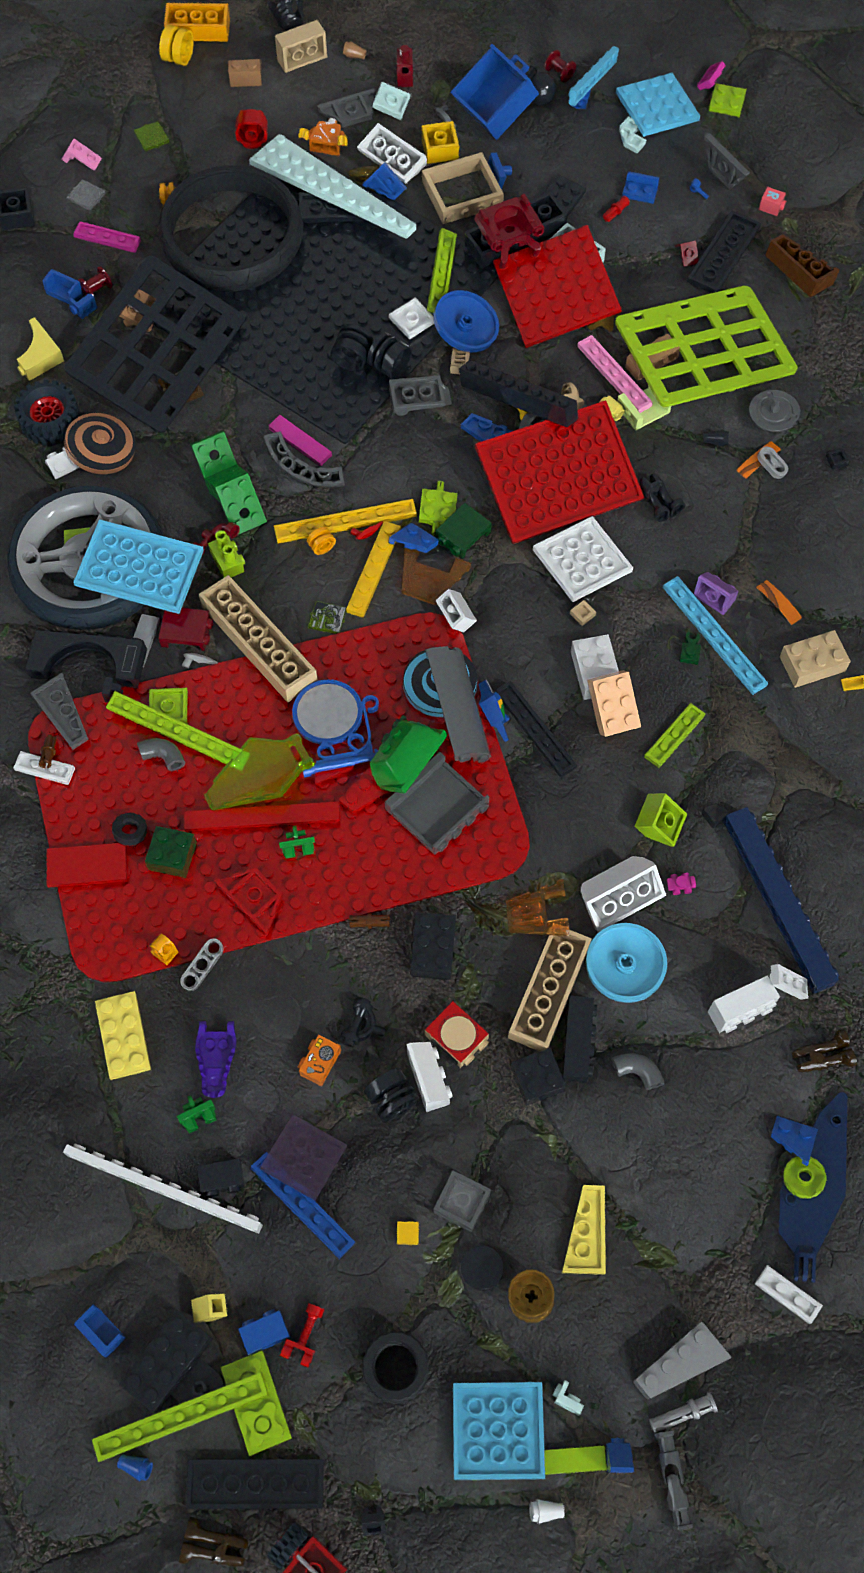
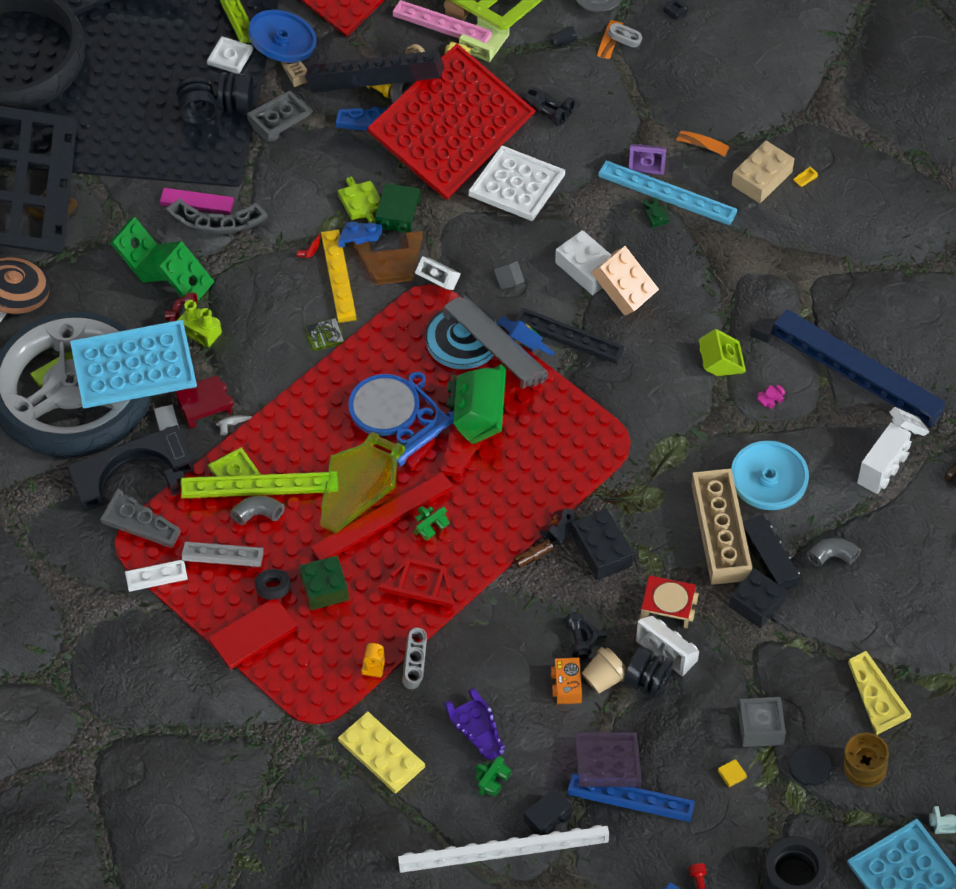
camera: 30 degrees left, 10 degrees down
(47, 751) = (152, 558): reddish brown axle -> none
(107, 778) = (222, 554): none -> light grey plate
(258, 638) = (279, 375): tan brick -> none
(321, 540) = (277, 272): light orange wheel -> none
(346, 520) = (284, 249): yellow tile -> none
(354, 1070) = (604, 670): none -> tan piece
(407, 907) = (559, 526): none -> black leg
(437, 805) = (530, 434): dark grey panel -> none
(519, 643) = (509, 275): none -> dark grey panel
(529, 914) = (667, 477): clear orange wing -> none
(583, 613) = (546, 226): tan plate -> none
(621, 891) = (730, 422): white windscreen -> none
(674, 735) = (688, 286): lime tile -> none

